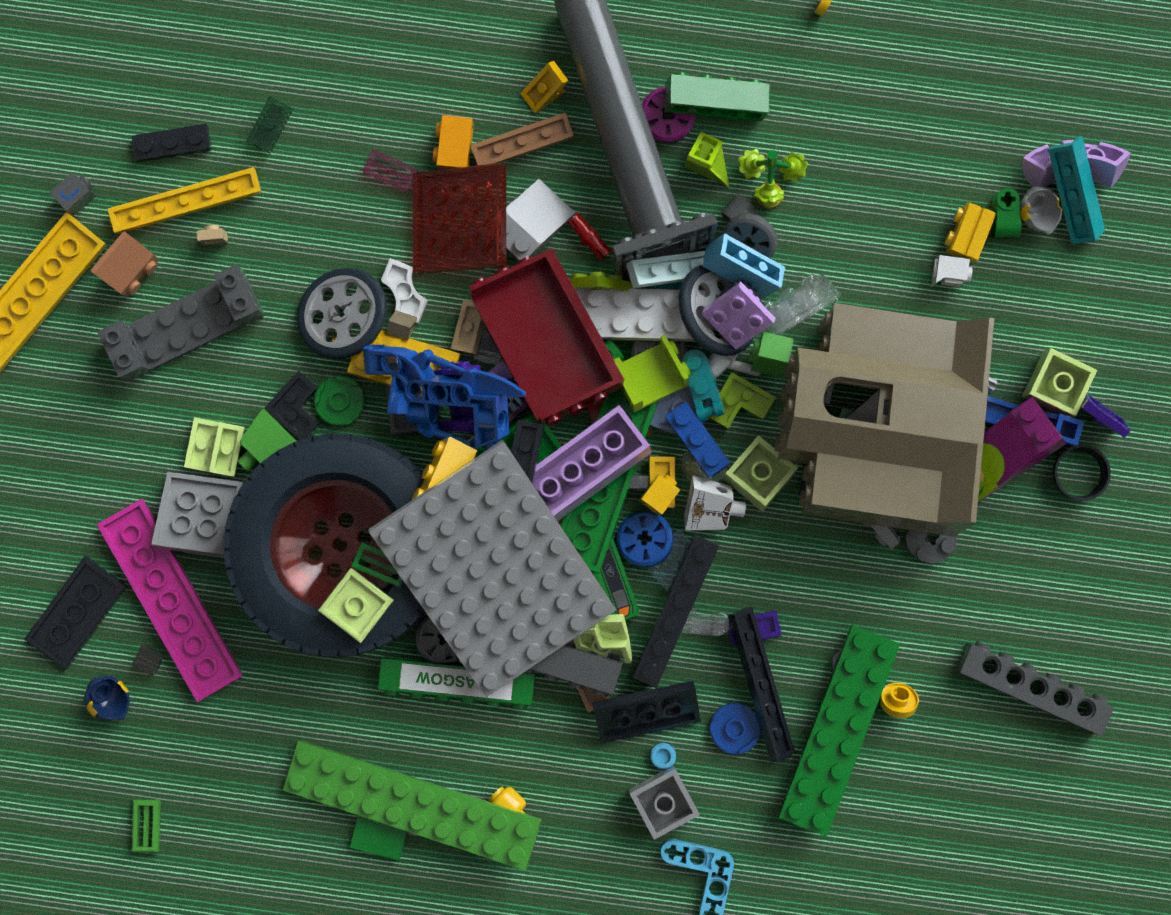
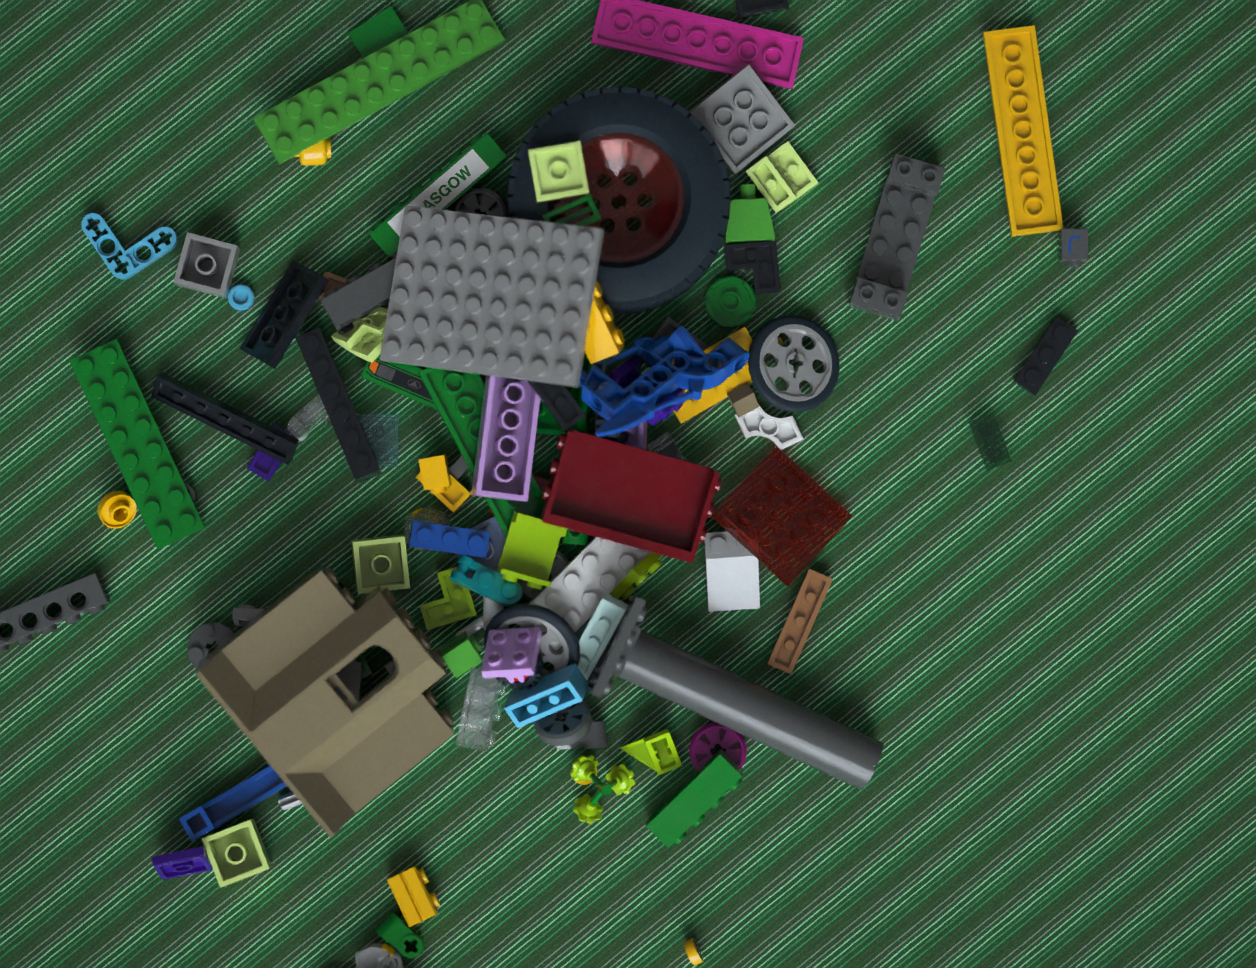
camera: 130 degrees right, 0 degrees up
(125, 265) = (978, 236): nougat slope -> none
(184, 200) = (990, 325): yellow plate -> none
(212, 235) = (944, 322): tan plate -> none
(409, 179) = (891, 492): clear pink tile -> none
(454, 142) = (845, 567): light orange brick -> none
(468, 330) = (693, 446): tan plate -> none
(545, 87) = (824, 676): yellow slope -> none
(589, 236) = (679, 604): red pin -> none
(633, 549) = (410, 448): blue wheel -> none
(710, 505) = (391, 504): white torso -> none
(735, 728) = (211, 369): blue tile -> none
(951, 271) = (397, 853): white window -> none
(1015, 446) = (222, 769): magenta slope -> none
(1105, 472) = (130, 811): black tyre -> none

